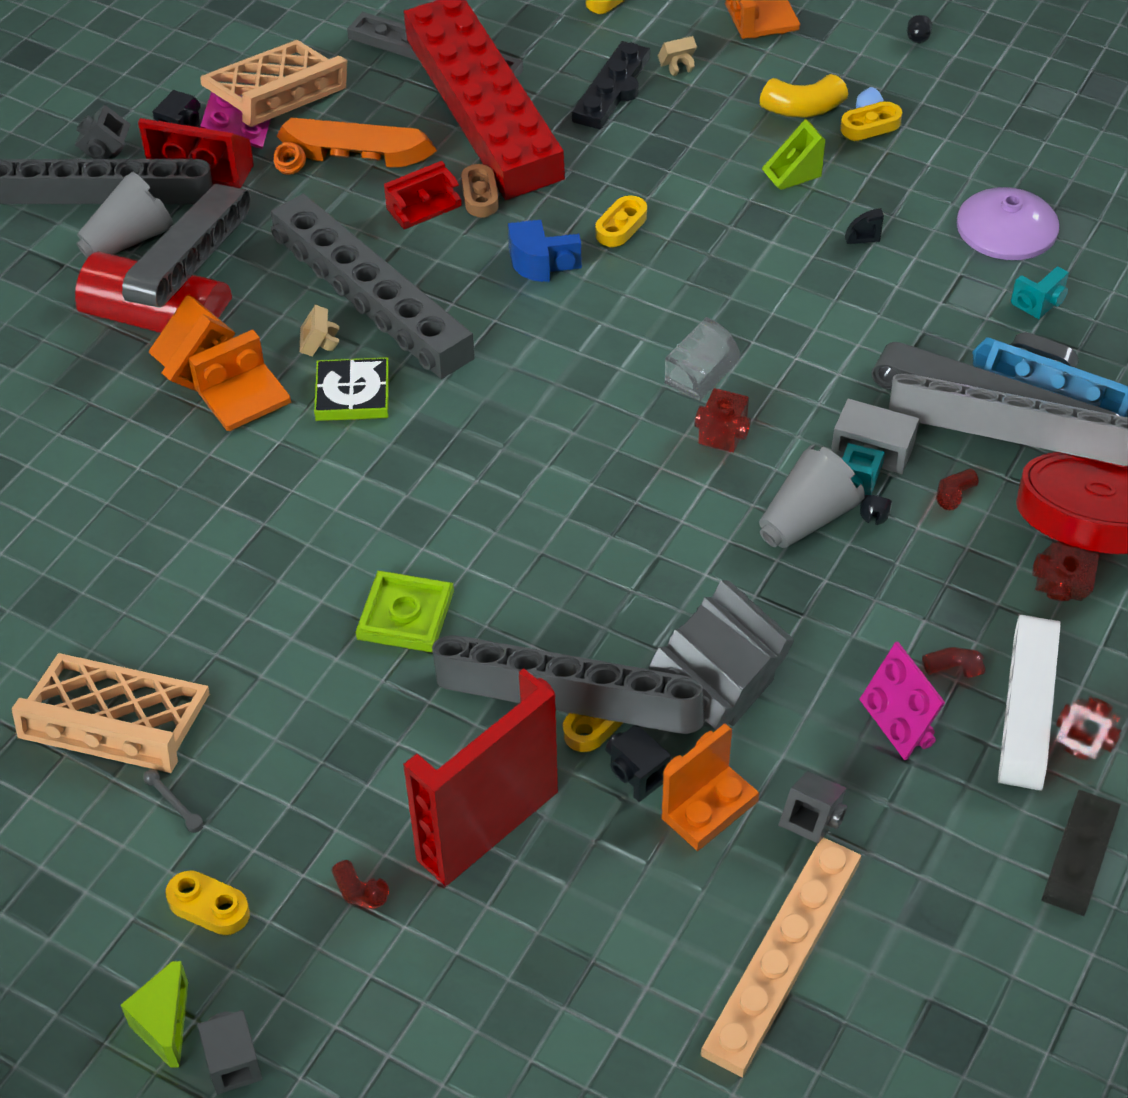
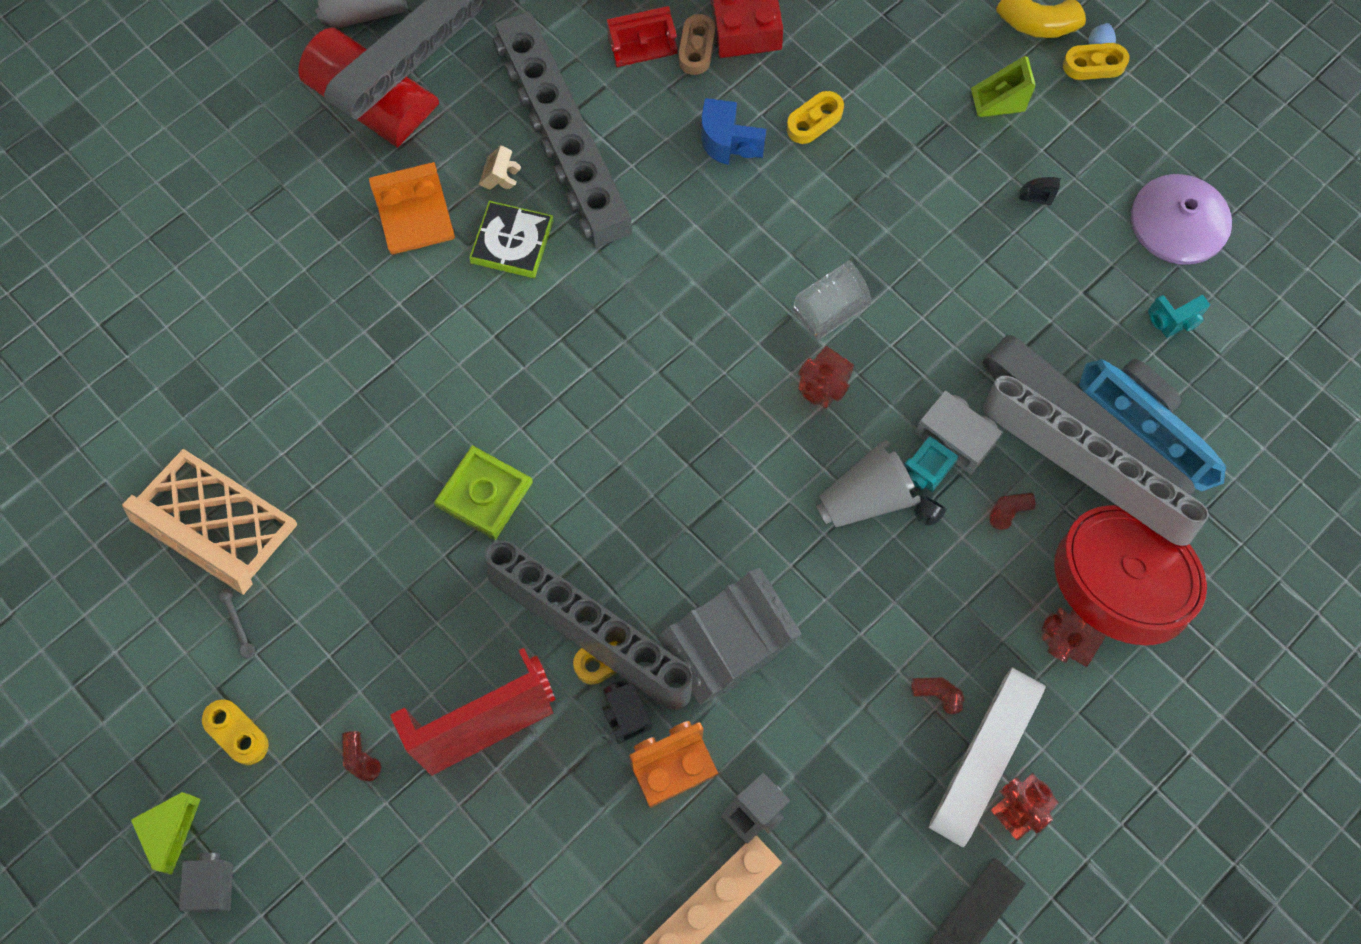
camera: 15 degrees right, 20 degrees up
(187, 334) = (378, 151): orange bracket -> none
(903, 702) = (870, 729): dark pink hinge -> none

